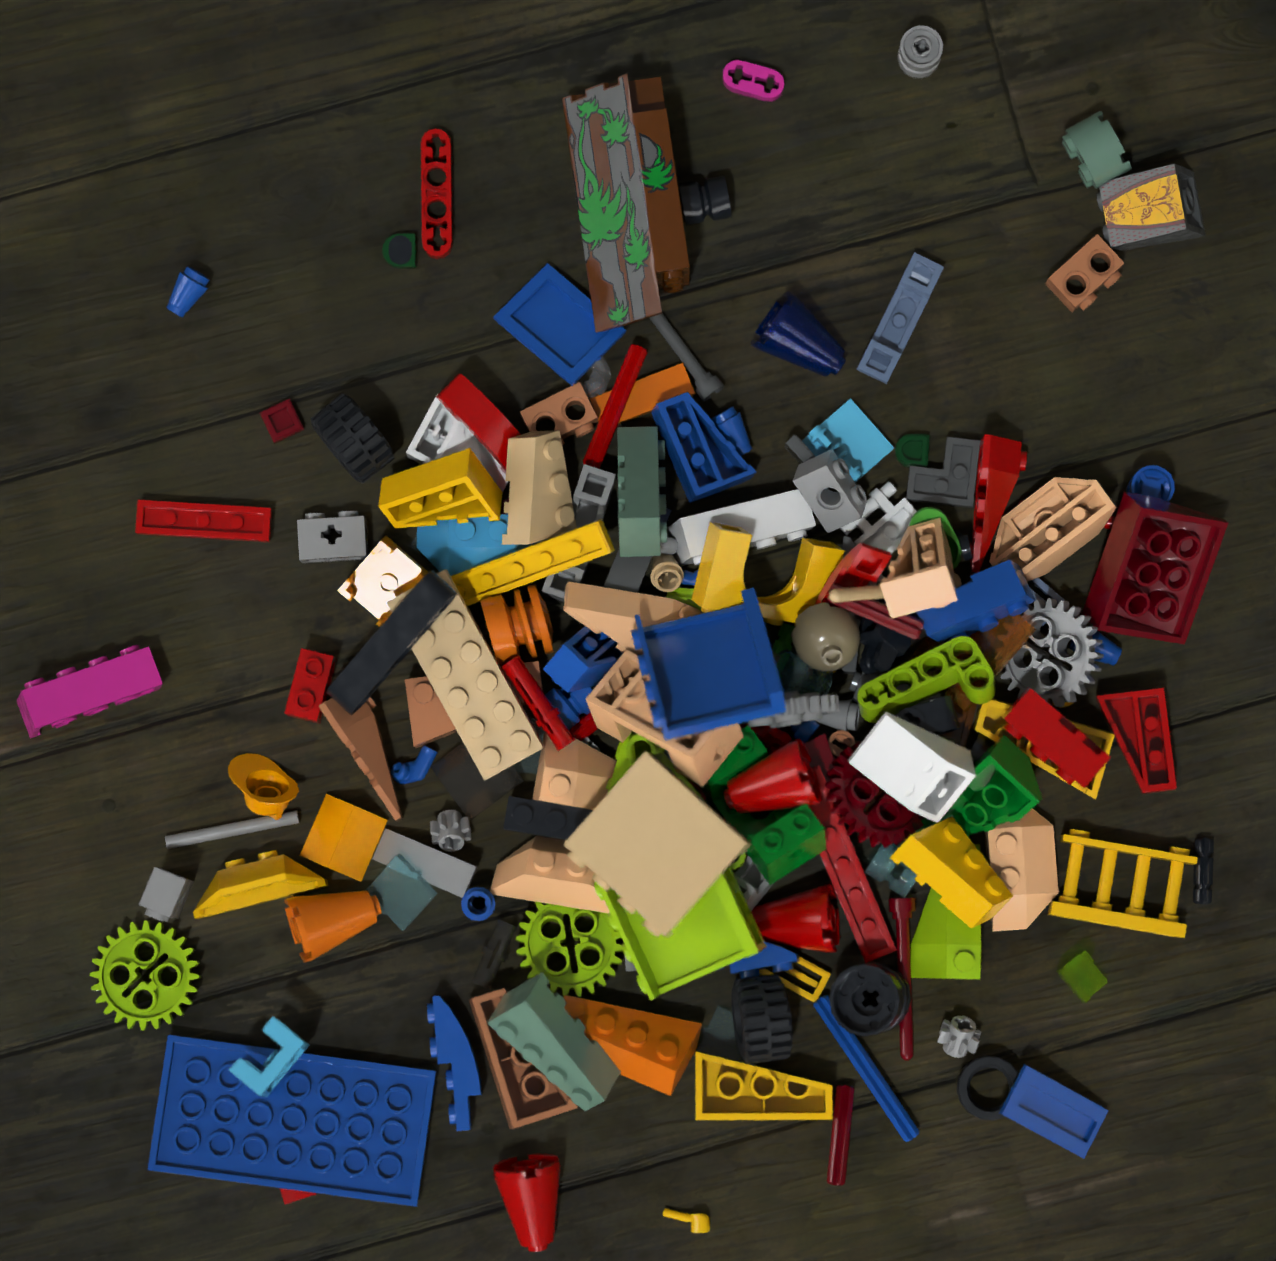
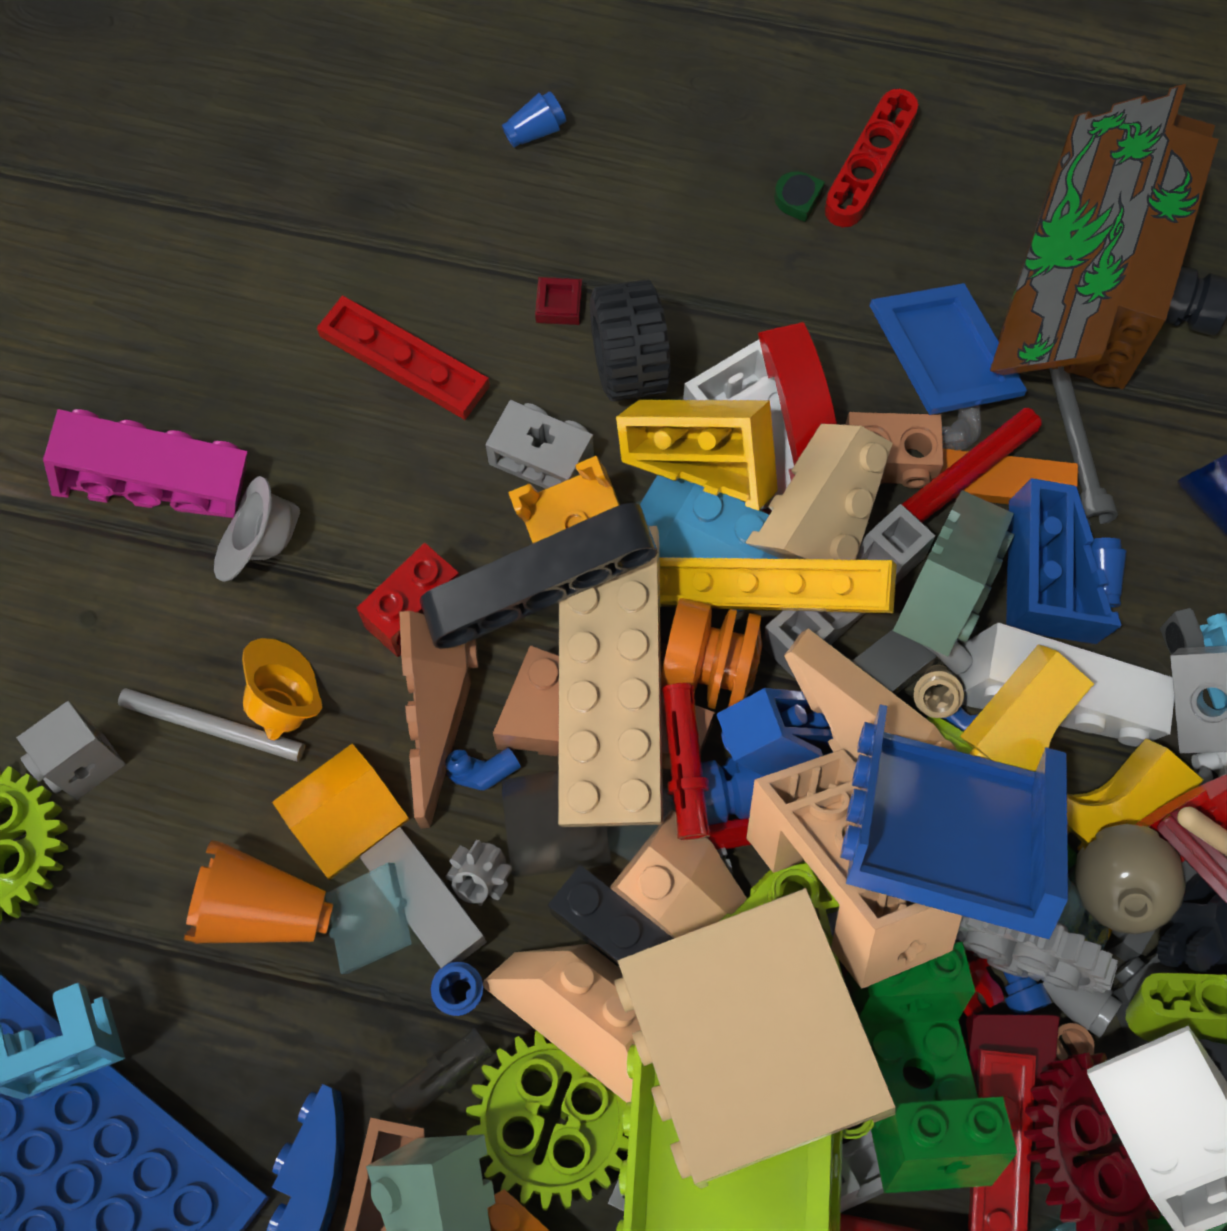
camera: 25 degrees right, 15 degrees down
(182, 693) = (257, 530): none -> light grey piece
(256, 883) = (192, 805): yellow wedge -> none
(776, 782) = (965, 1043): red cone -> none

